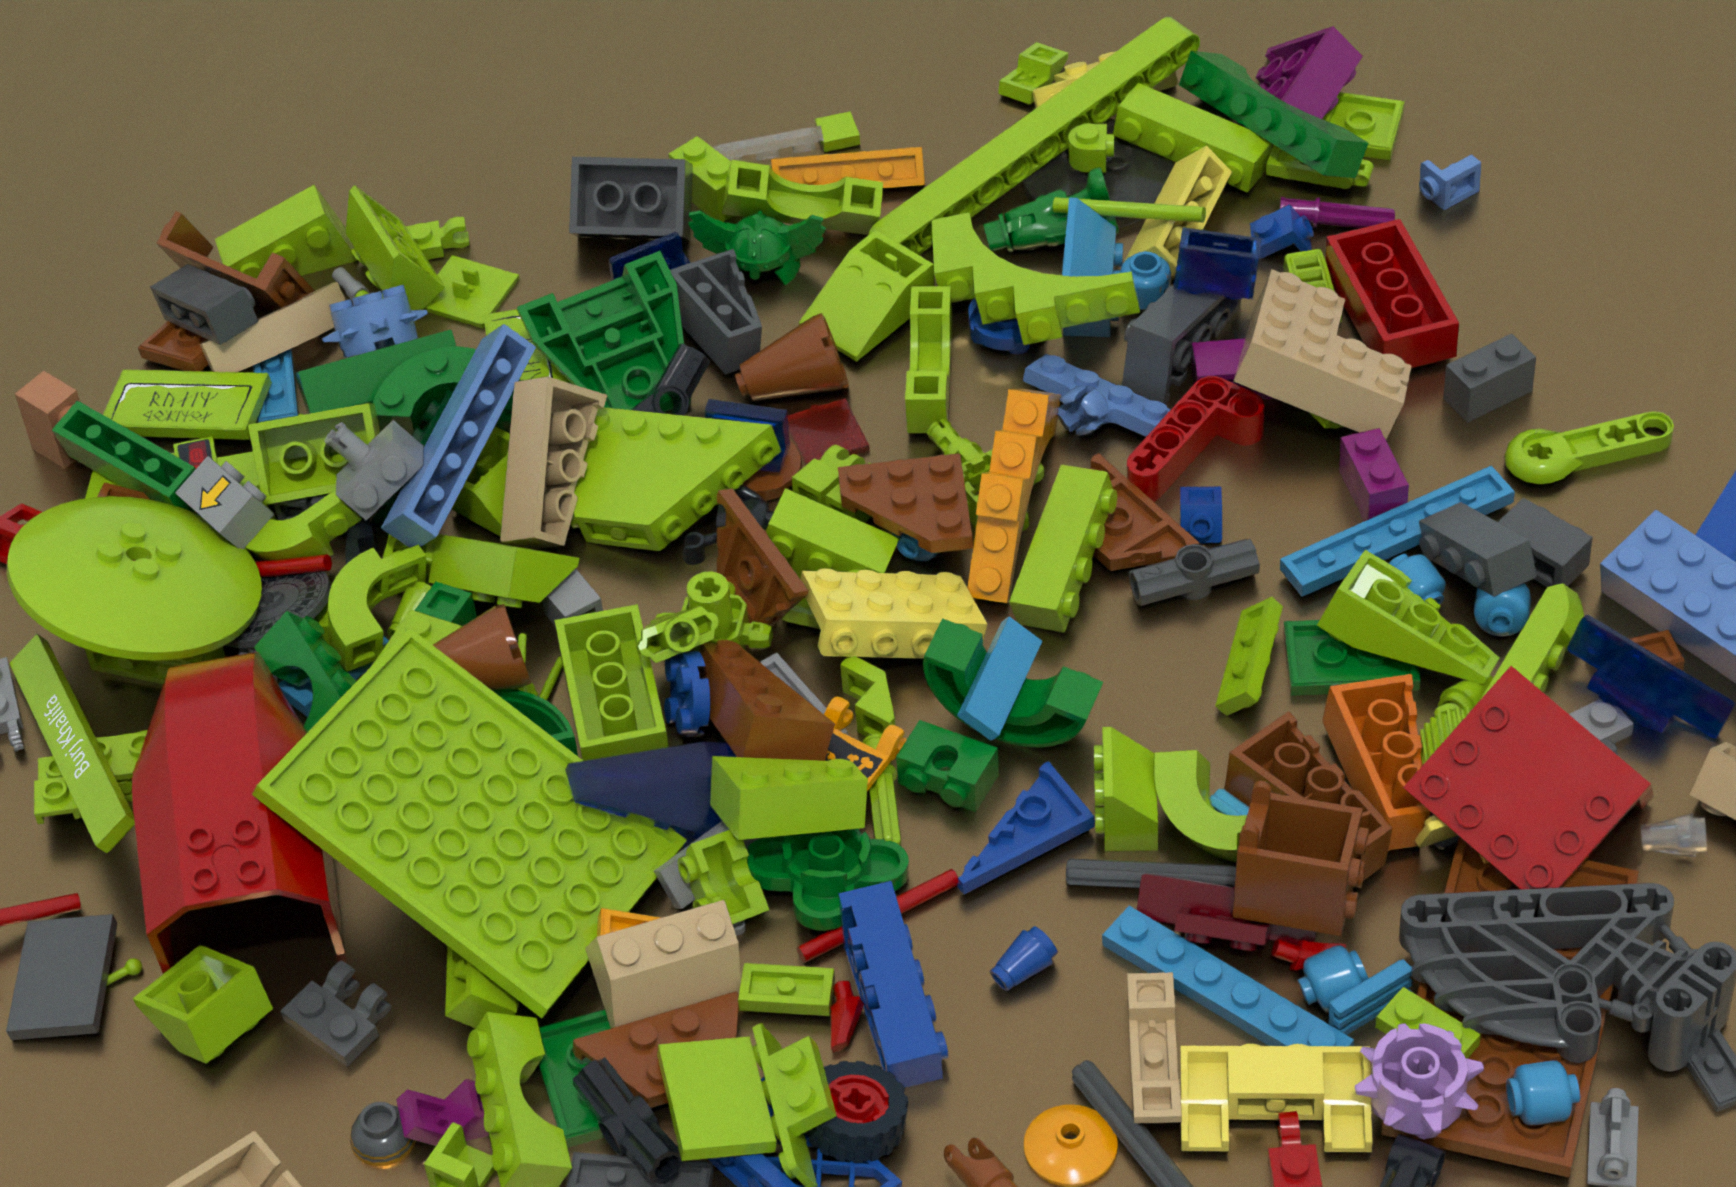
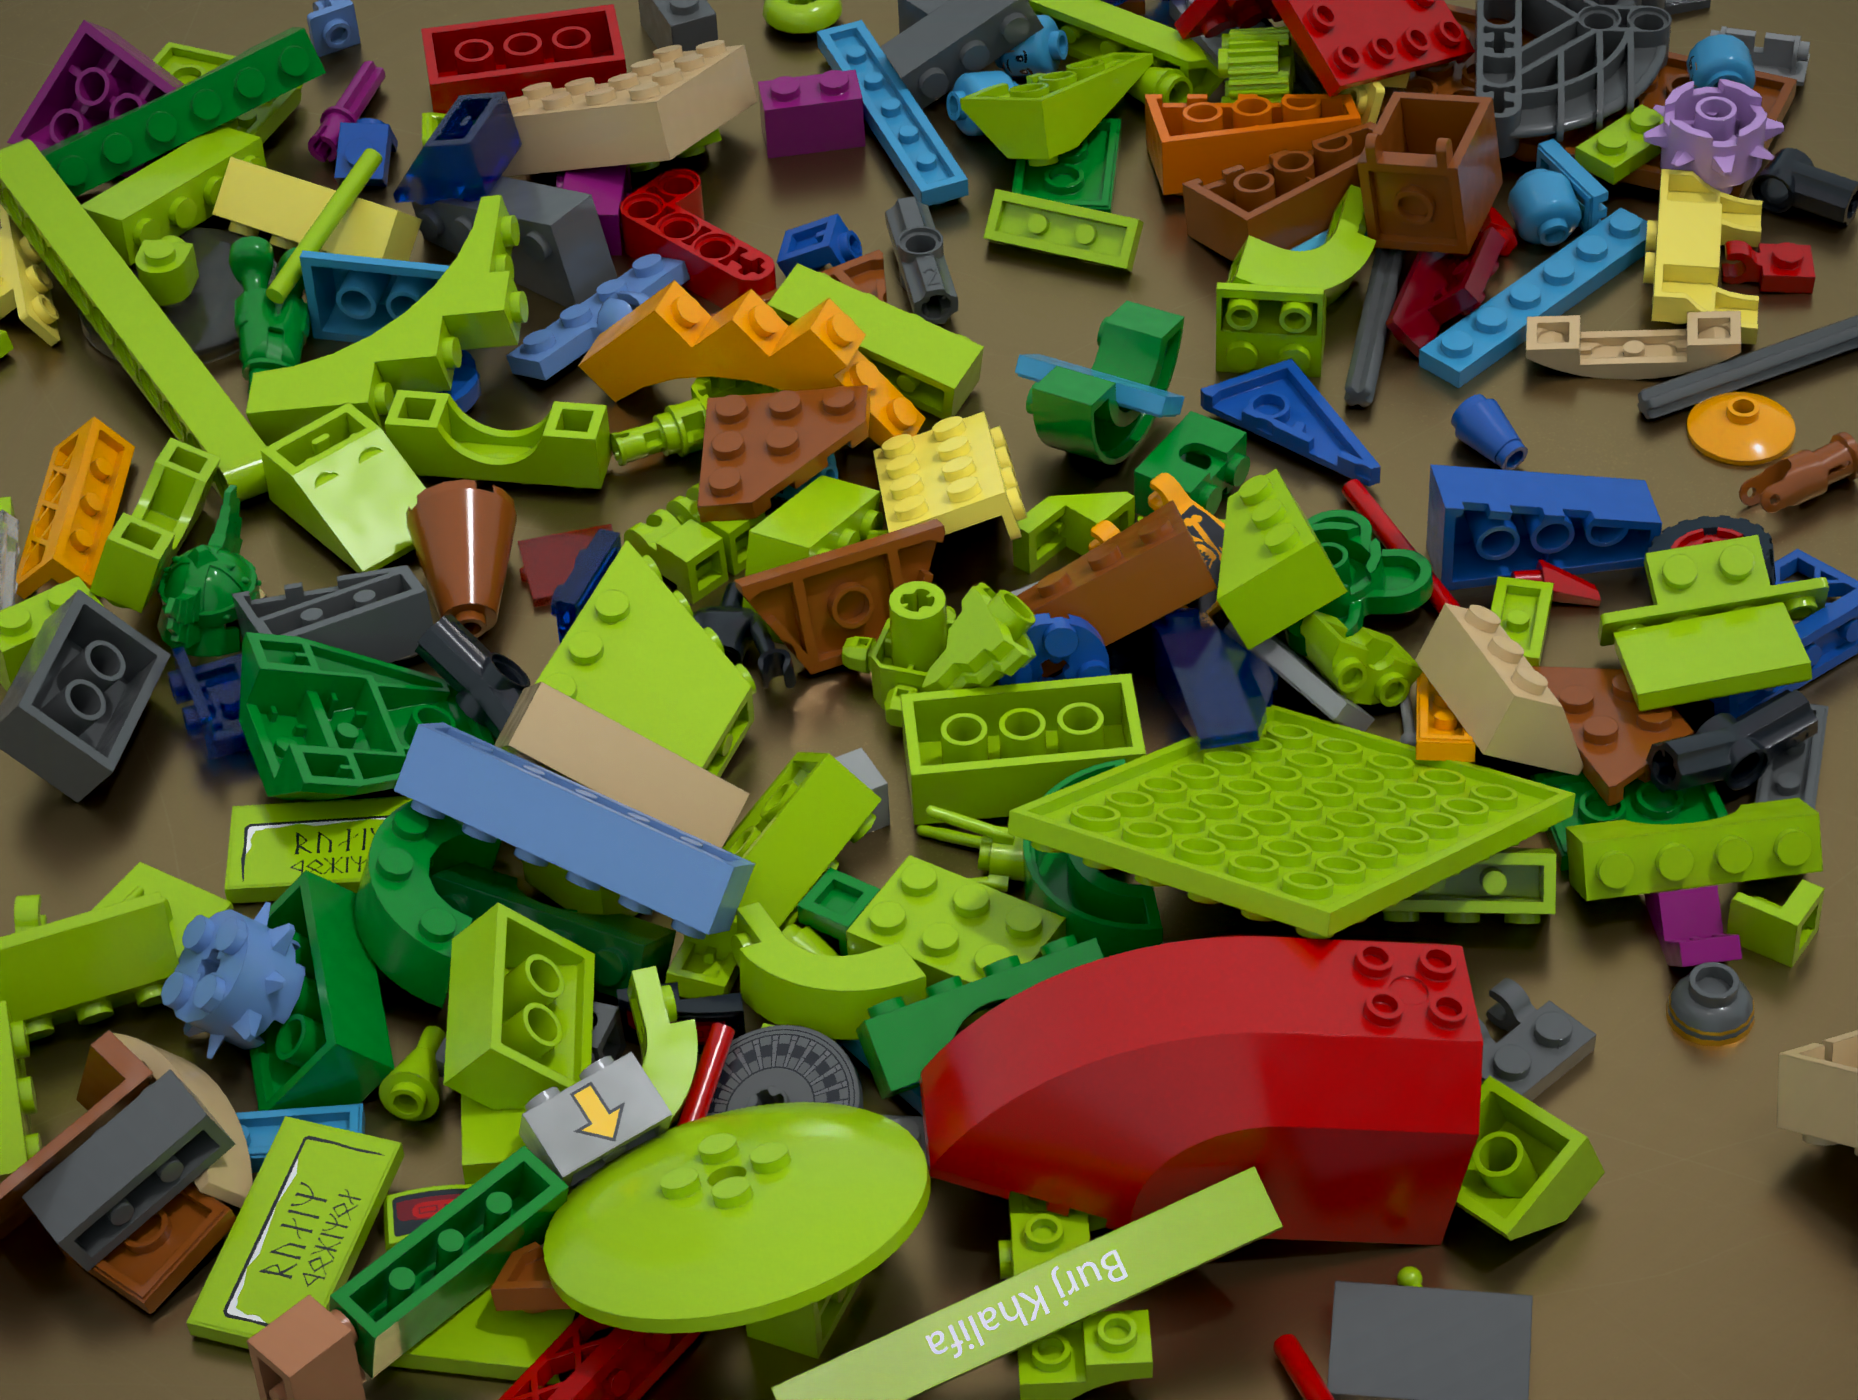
camera: 85 degrees left, 5 degrees down
(348, 283) = (75, 1056): light grey piece -> none
(376, 468) = (611, 916): light grey brick -> none
(488, 650) = (974, 805): dark orange cone -> none
(1150, 276) = (422, 240): dark azure head -> none

